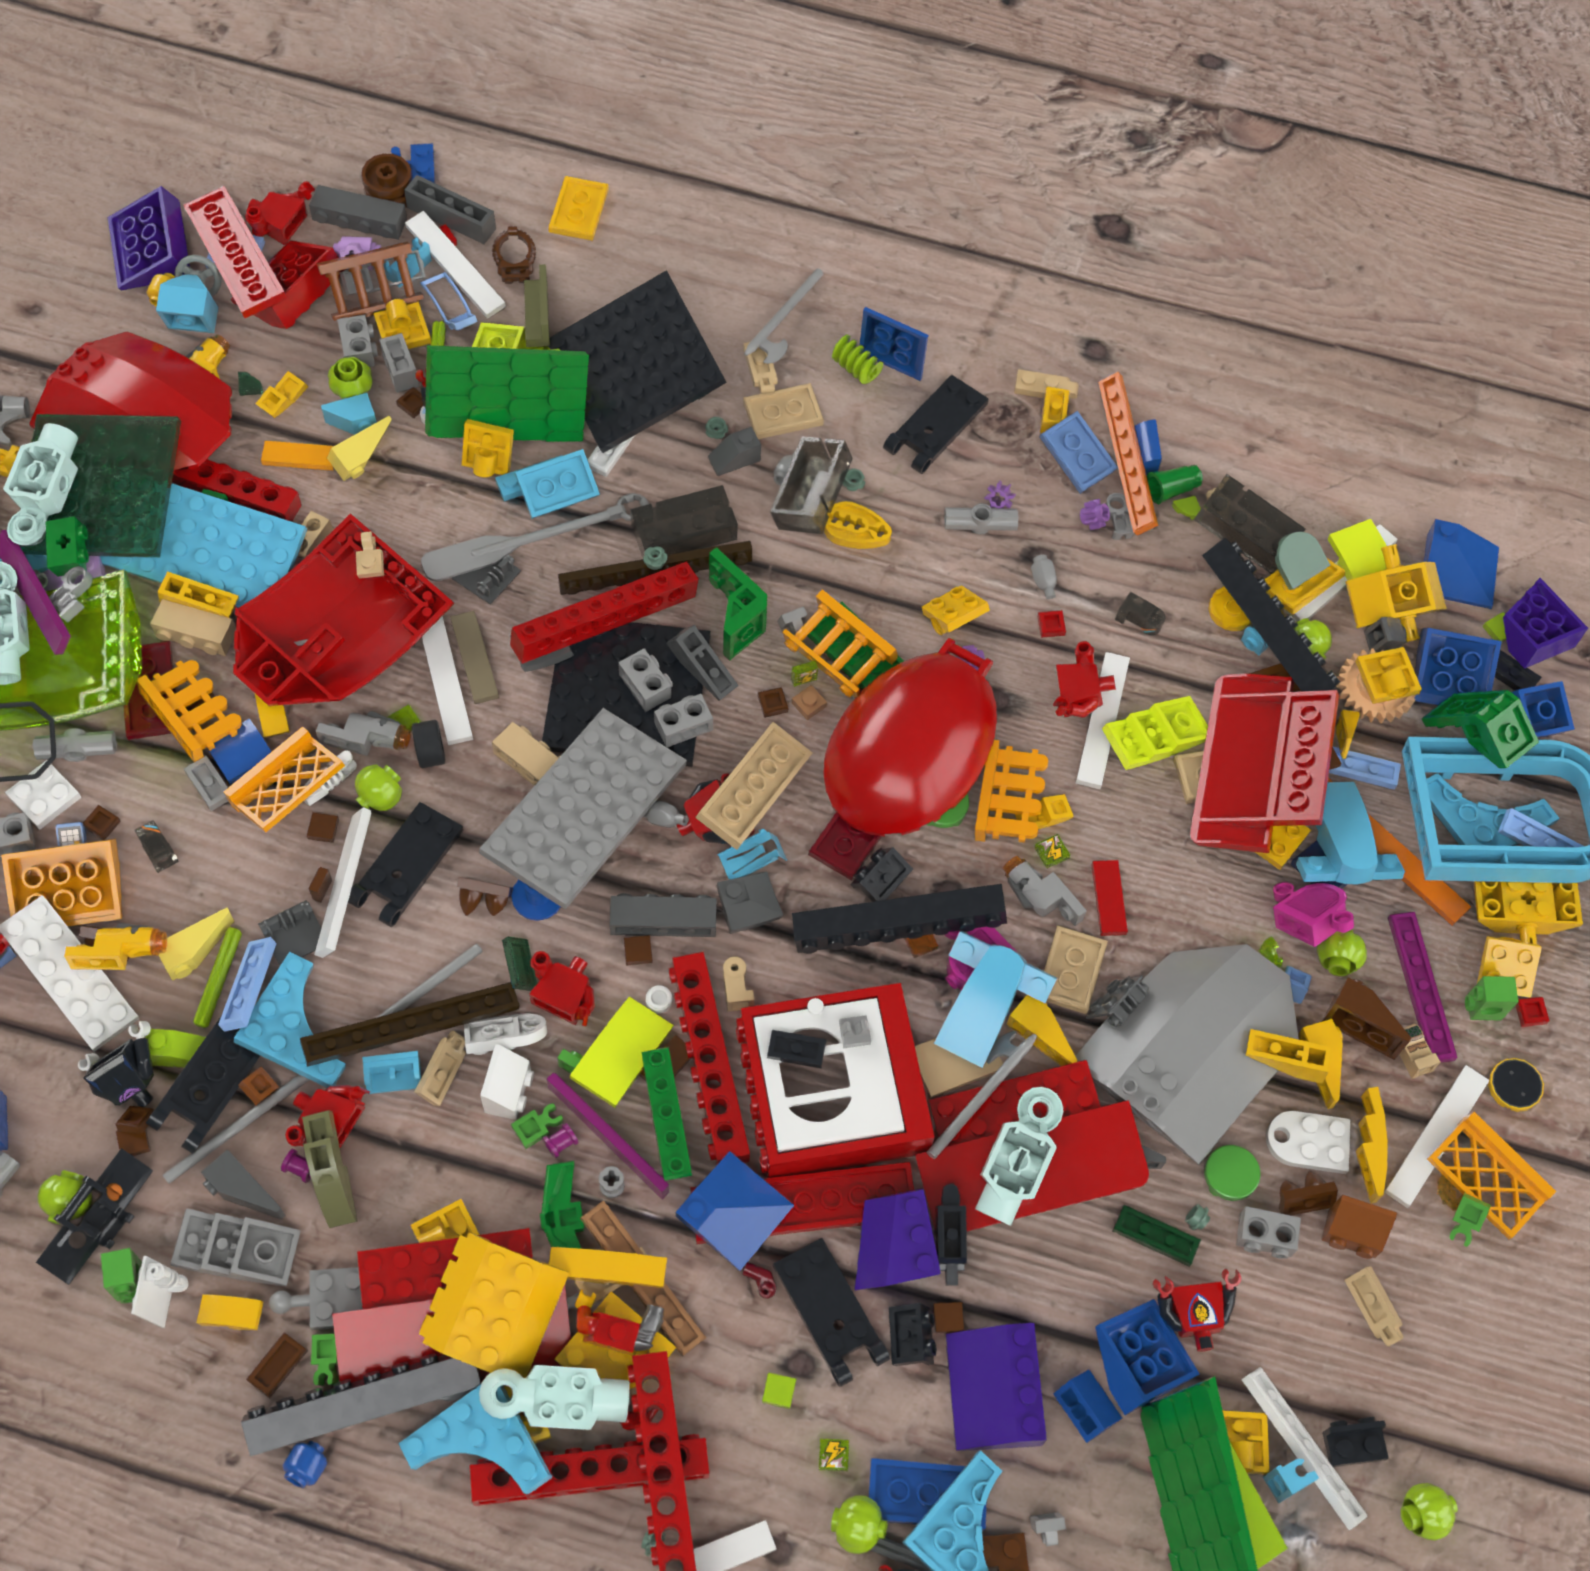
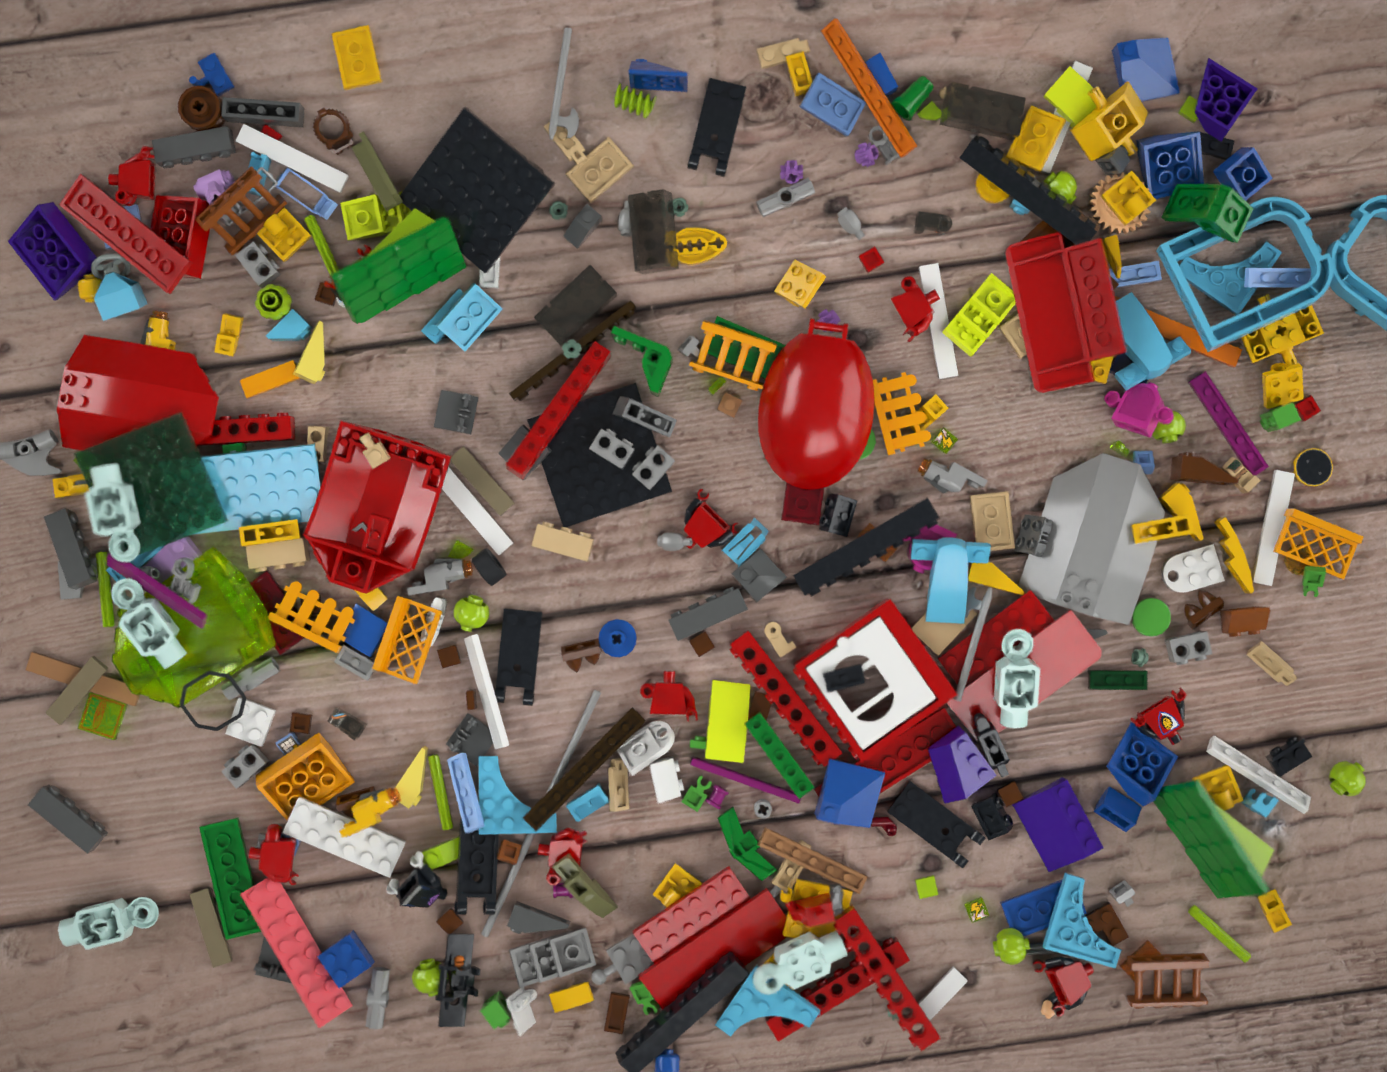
camera: 20 degrees left, 25 degrees up
(66, 545) = (151, 545): green brick -> none
(134, 1120) = (444, 909): reddish brown tile -> none
(248, 384) = (199, 337): clear green tile -> none
(399, 362) = (300, 270): light grey brick -> none
(487, 448) = (404, 314): yellow plate -> none
(490, 549) = (449, 393): light grey piece -> none
(492, 1306) = (733, 930): yellow slope -> none
(518, 962) = (630, 691): clear green tile -> none
(583, 808) = (619, 566): light grey plate -> none
(610, 1266) = (789, 869): yellow slope -> none
(659, 999) = (732, 671): white tile -> none
(754, 785) = (726, 496): tan plate -> none
(773, 702) = (704, 416): reddish brown tile -> none
(855, 1031) = (876, 648): light grey tile -> none
(1109, 898) = (996, 457): red tile -> none
(1299, 558) = (1030, 128): sand green tile -> none

